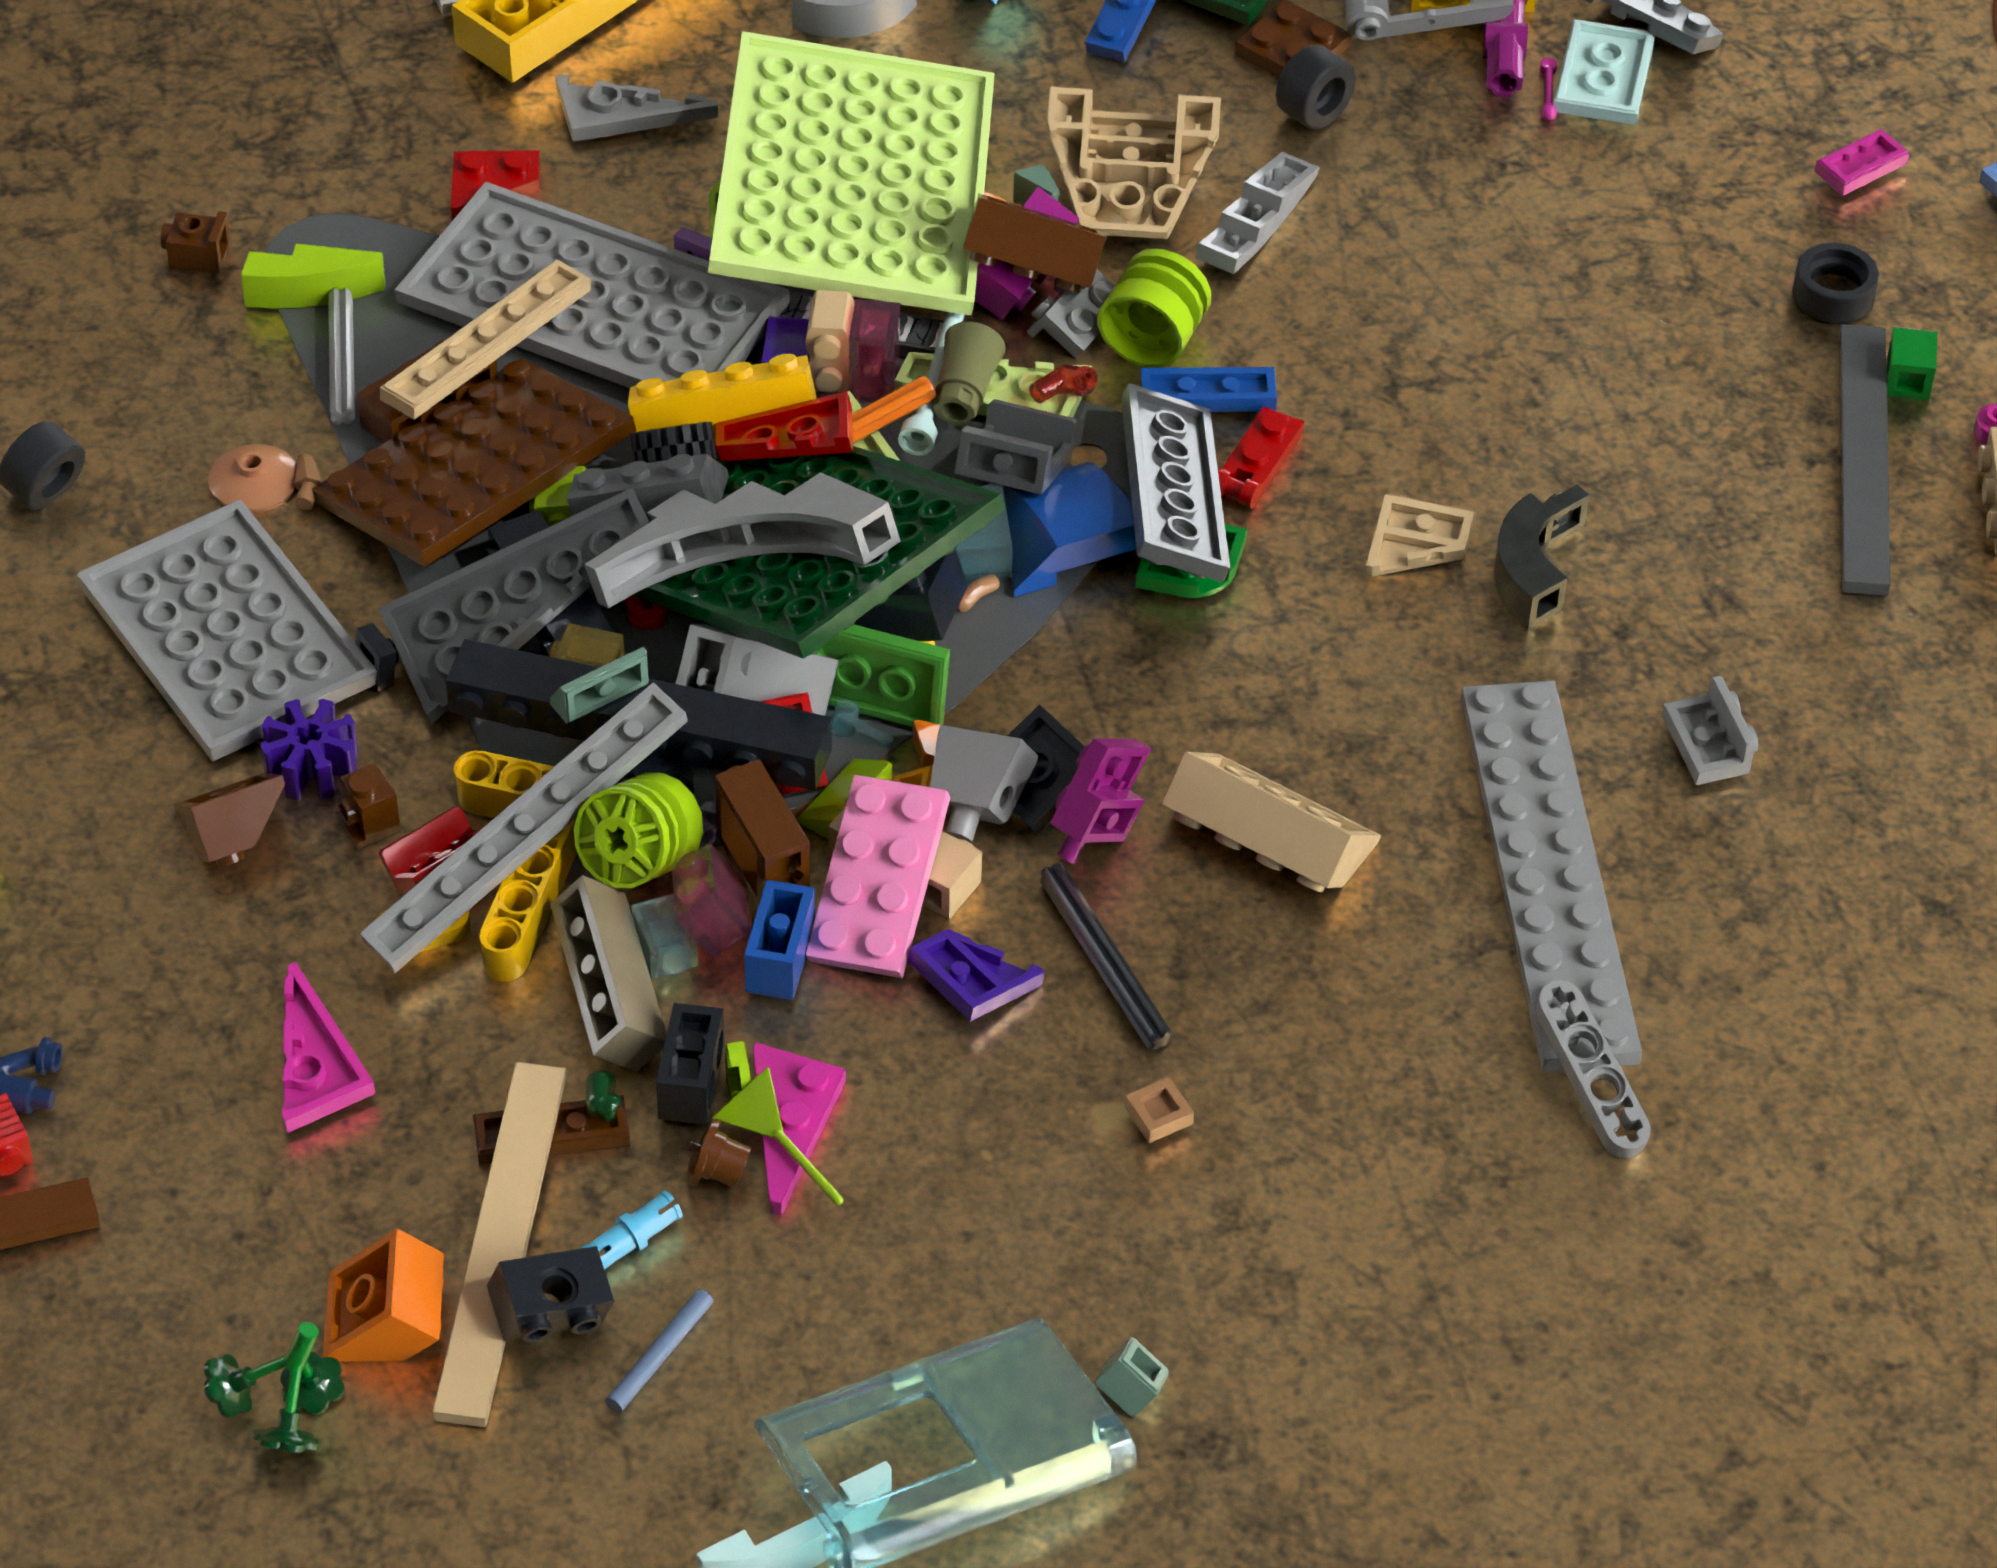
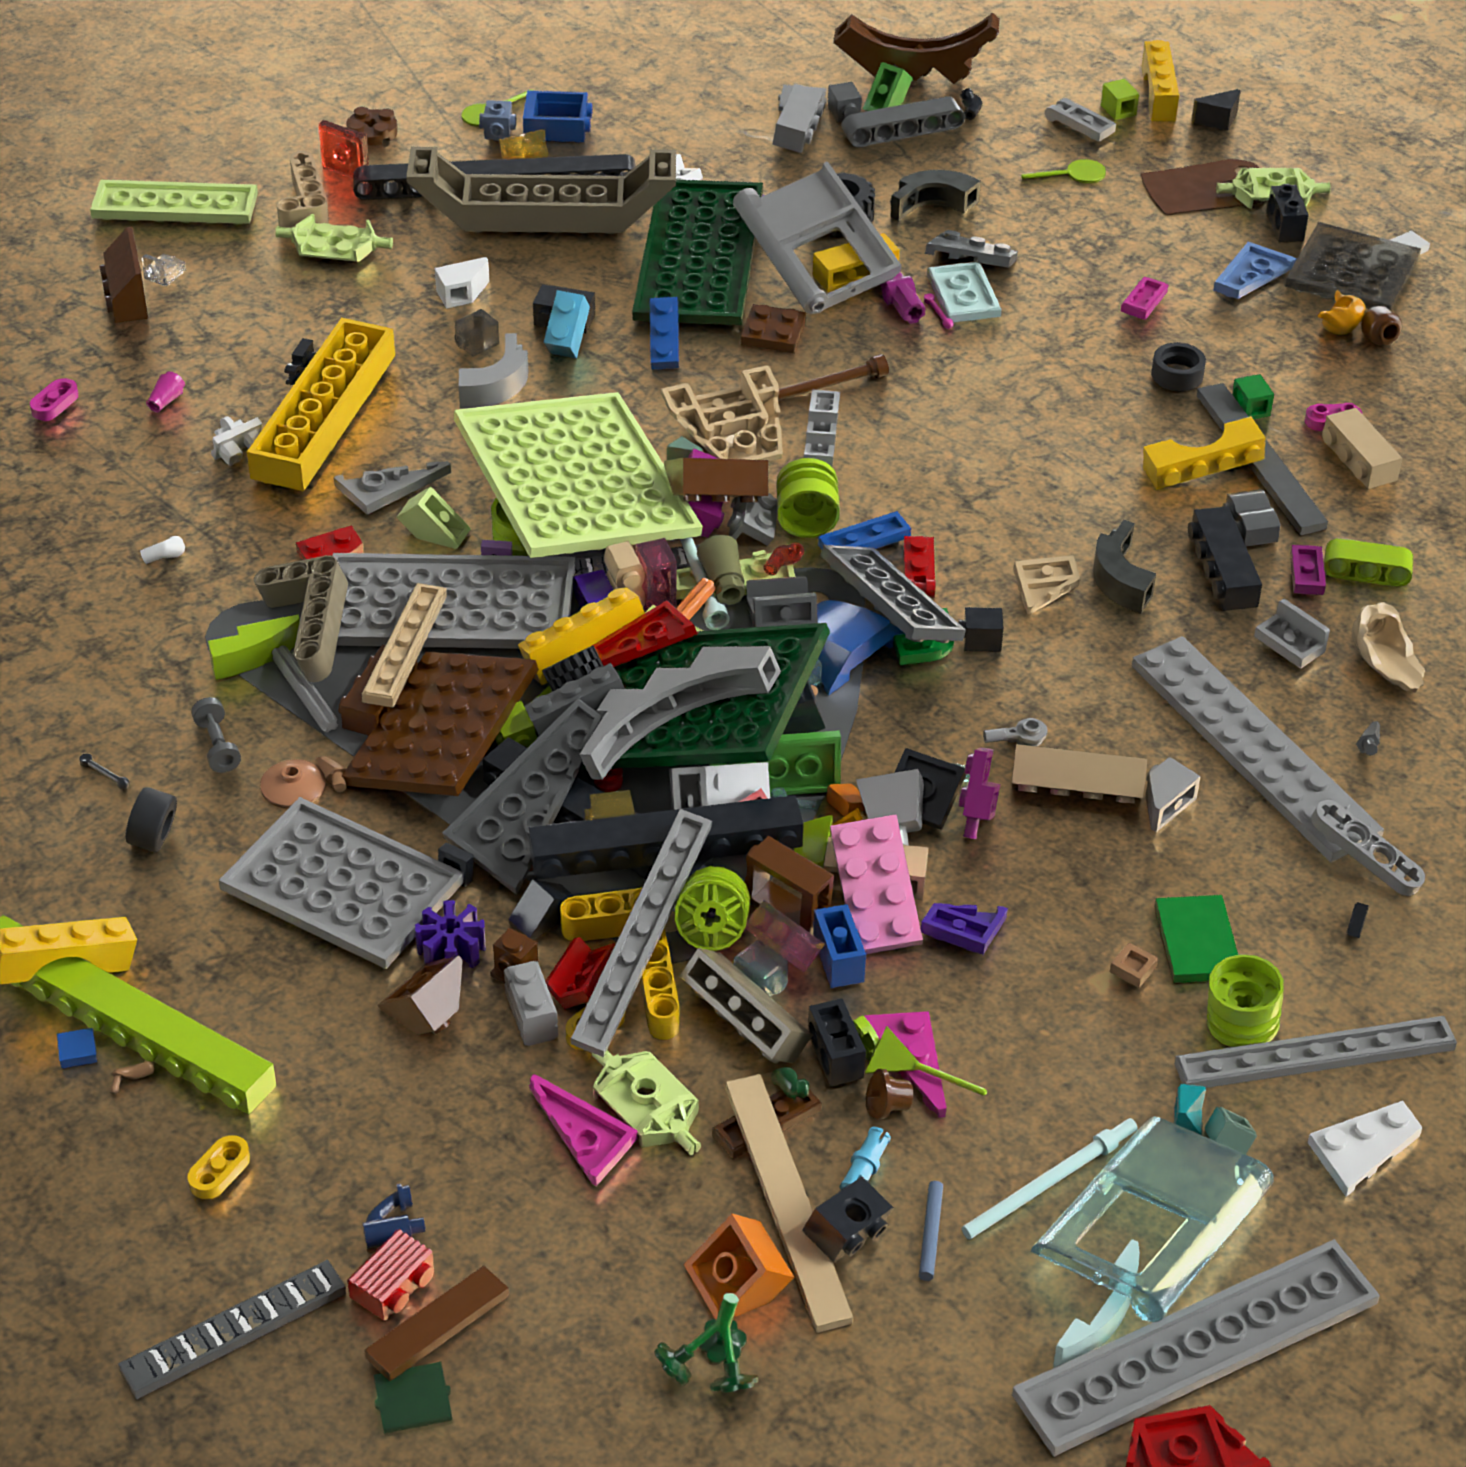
camera: 25 degrees left, 5 degrees down
(25, 361) = (86, 760): none -> black hinge
(185, 412) = (223, 755): none -> dark grey wheel
(197, 242) = (160, 649): reddish brown brick -> none
(291, 108) = (166, 549): none -> white arm
(349, 871) = (531, 1003): none -> light grey brick
(423, 1074) = (657, 1117): none -> yellowish green plate
(427, 229) = (323, 590): none -> dark tan beam
(433, 752) = (539, 908): none -> black slope
(601, 686) = (642, 824): sand green slope -> none
(646, 178) = (433, 520): none -> yellowish green slope
(956, 1327) = (1102, 1144): none -> light aqua bar
(1094, 1328) = (1189, 1107): none -> teal slope
(1105, 957) = (1036, 886): black axle -> none
(1244, 742) = (1027, 732): none -> light grey plate
(1258, 1213) = (1244, 1000): none -> lime wheel
(1276, 1107) = (1194, 935): none -> green tile
(1277, 575) = (983, 629): none -> black brick
(1300, 1461) = (1363, 1143): none -> white wing
(1315, 86) = (812, 345): black tyre -> none
(1327, 1319) = (1316, 1052): none -> light grey tile
(1373, 893) = (1169, 791): none -> light grey slope
(1392, 146) = (876, 366): none -> reddish brown piece
(1513, 1162) = (1357, 919): none -> black tile
(1695, 589) = (1225, 558): none -> black brick
(1720, 919) = (1370, 739): none -> dark grey bar
(1777, 542) = (1254, 517): none -> dark grey brick
(1807, 645) = (1307, 569): none -> magenta plate
(1821, 431) = (1173, 463): none -> yellow arch
(1834, 796) = (1386, 646): none -> tan hair
(1904, 665) = (1368, 562): none -> lime beam

